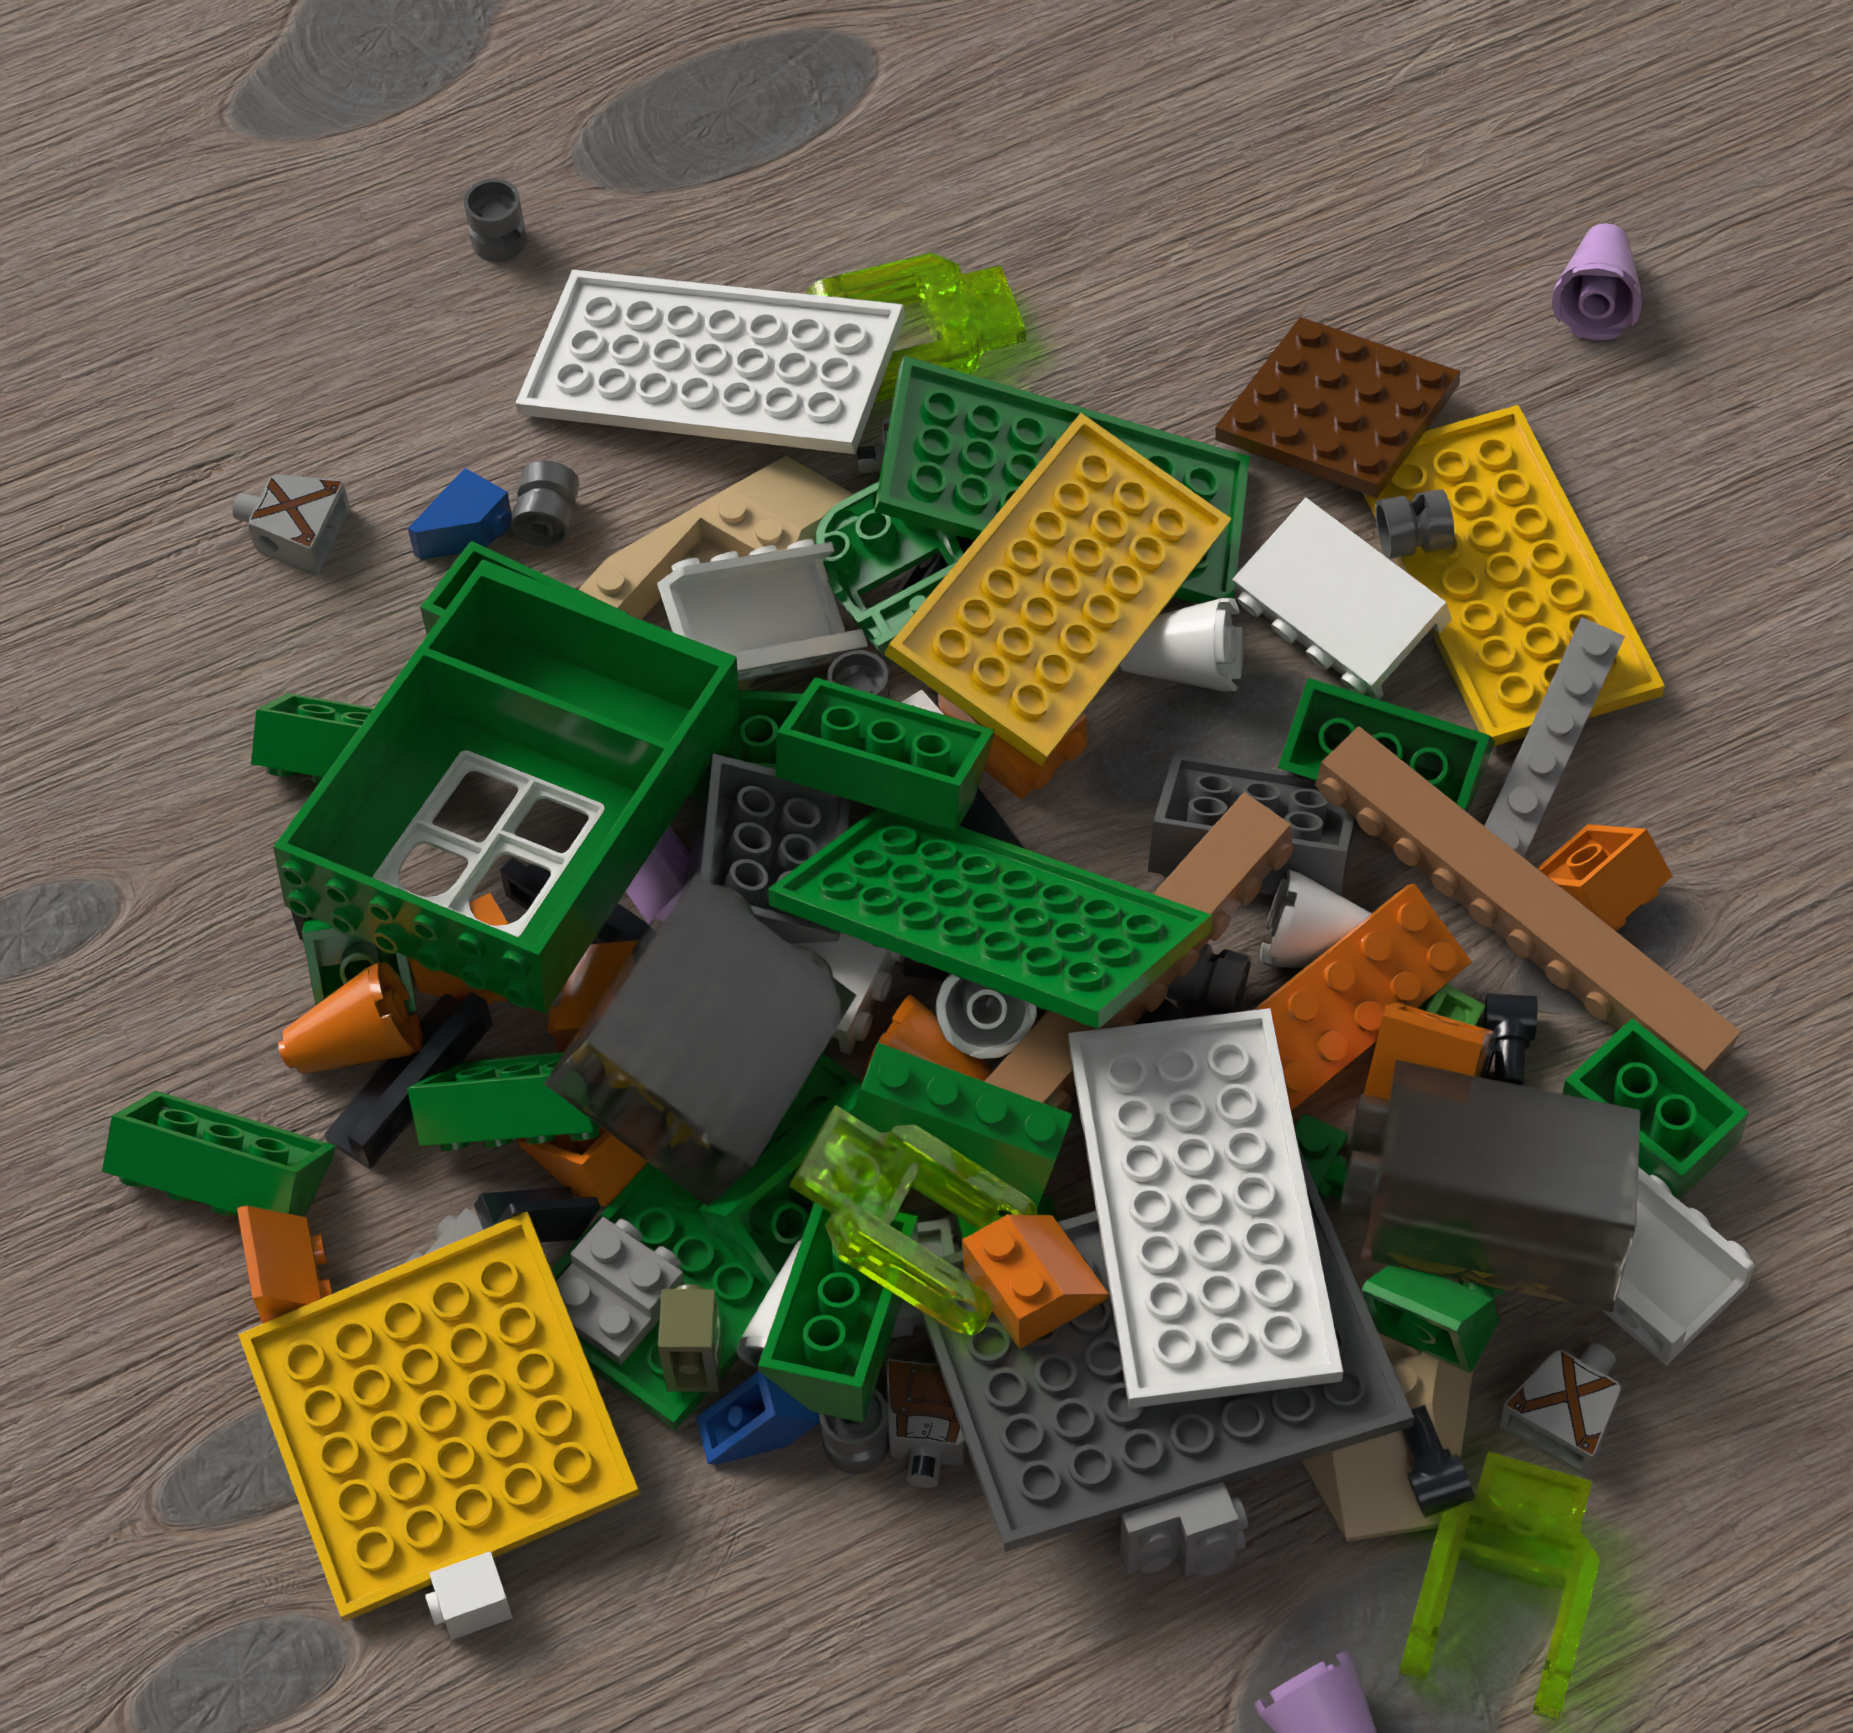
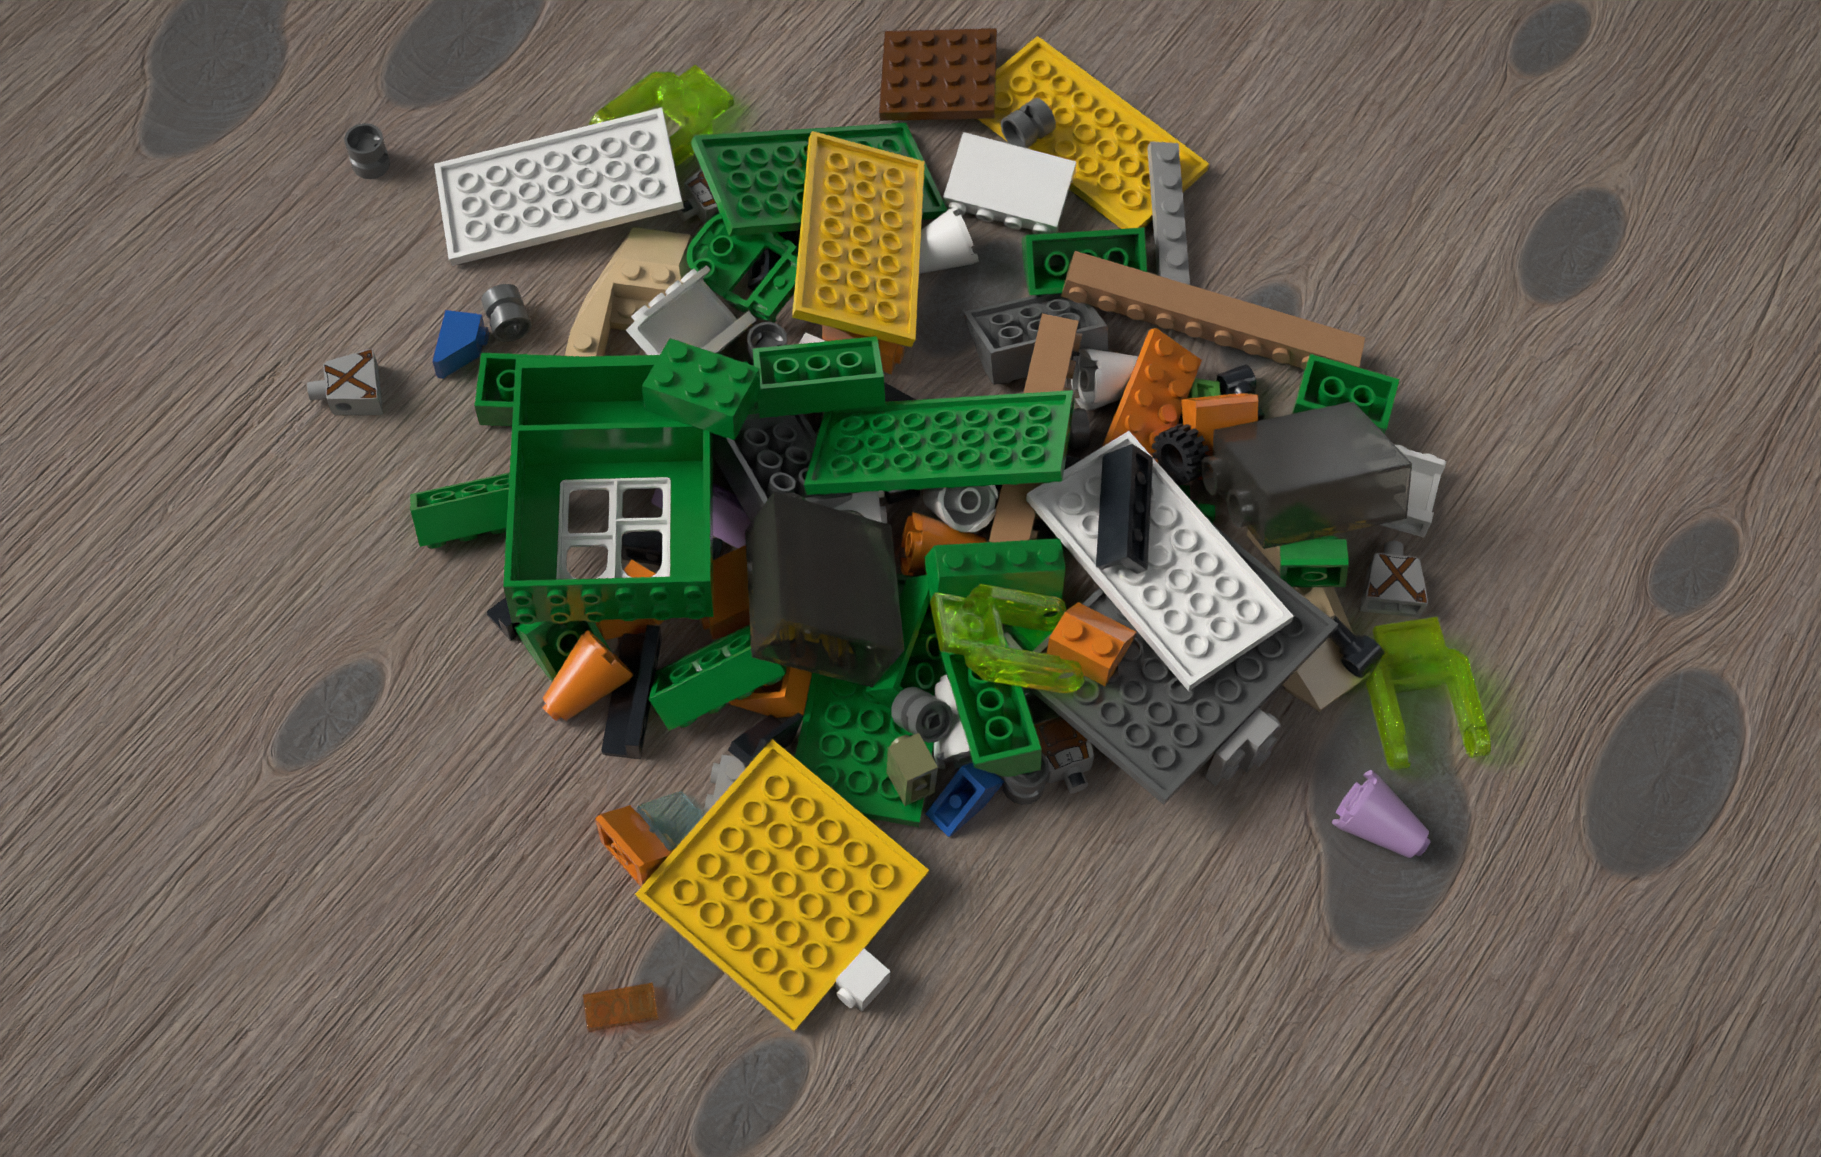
camera: 35 degrees left, 5 degrees up
(147, 1477) = (620, 1007): none -> clear orange tile
(214, 1156) = (545, 795): green slope -> none
(348, 1256) = (670, 817): none -> clear light blue piece
(617, 1287) = (844, 757): light grey plate -> none
(685, 696) = (701, 388): none -> green brick
(745, 1271) = (922, 714): none -> dark grey wheel
(1189, 1114) = (1125, 509): none -> black panel
(1339, 1074) = (1180, 453): none -> black tyre
(1609, 870) = (1241, 275): orange slope -> none

